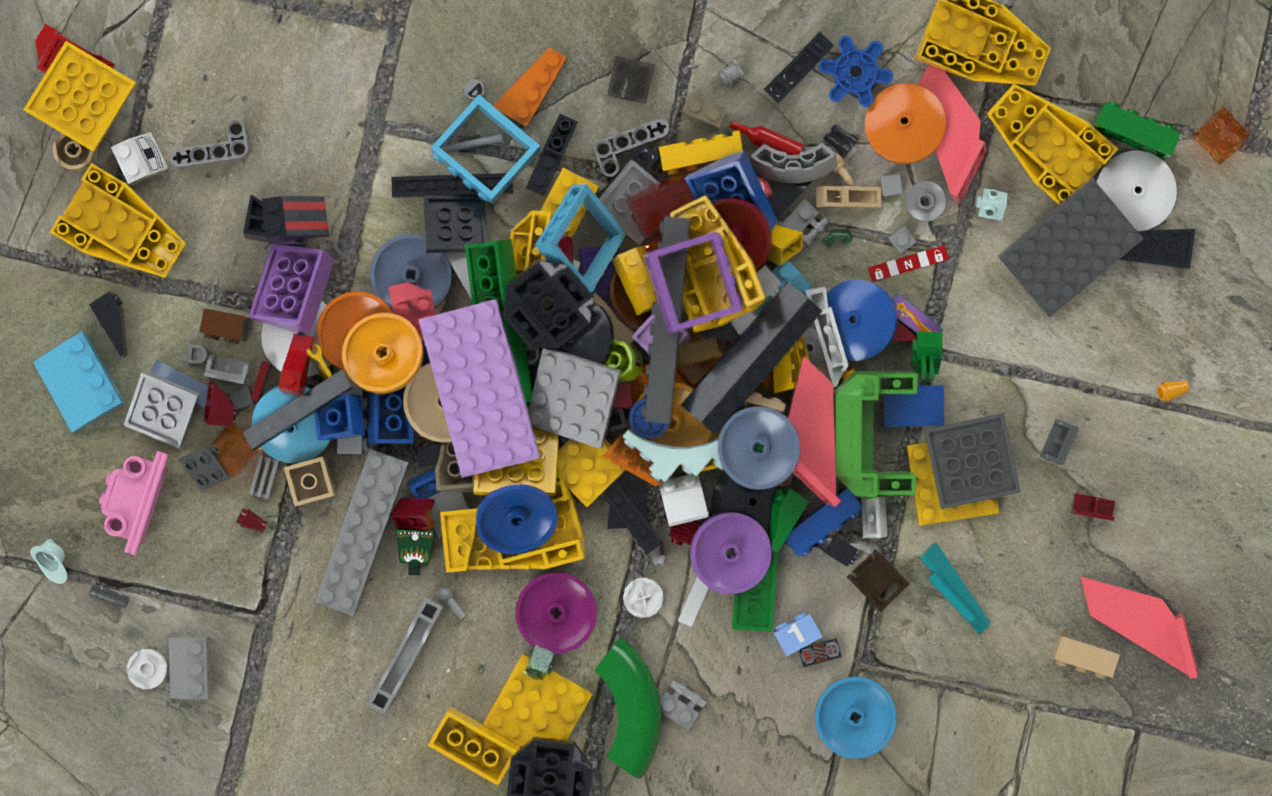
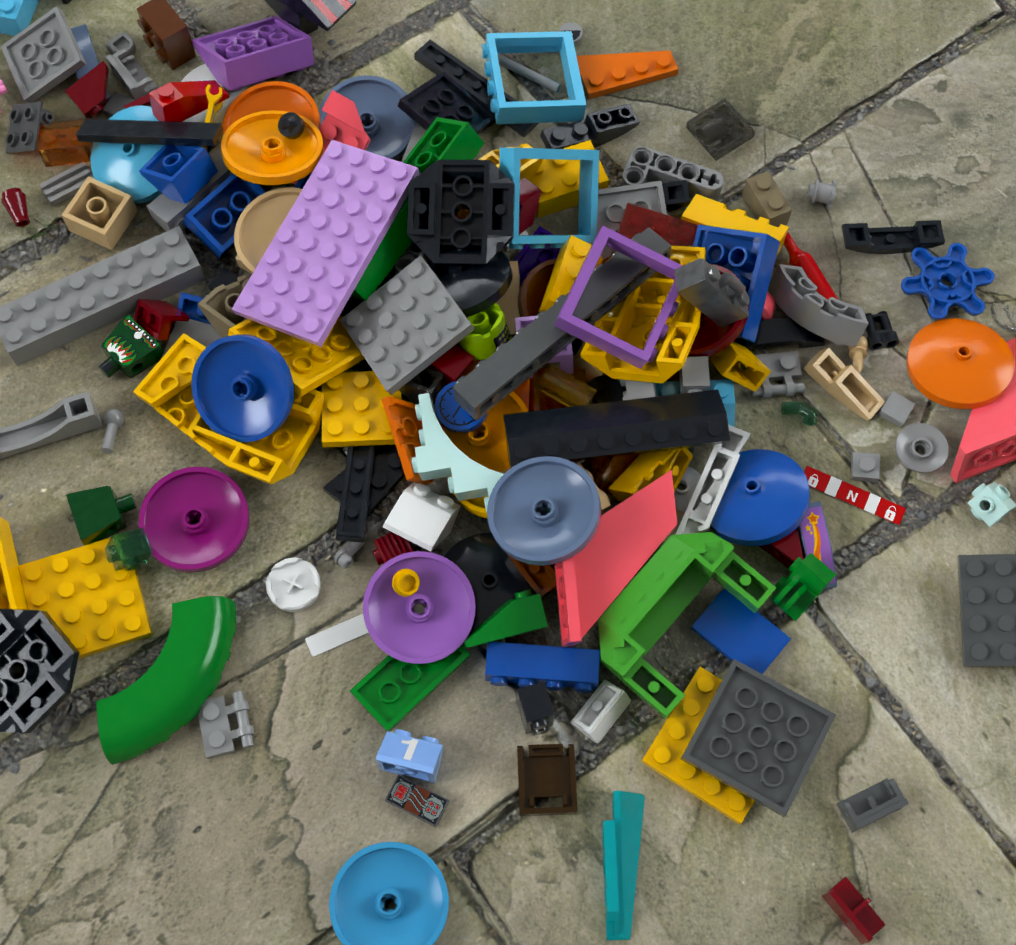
camera: 45 degrees right, 20 degrees down
(378, 327) = (291, 125): none -> black tile
(497, 656) = (99, 512): none -> dark green torso
(712, 547) = (405, 582): none -> yellow plate
(742, 235) = (715, 295): none -> flat silver piece

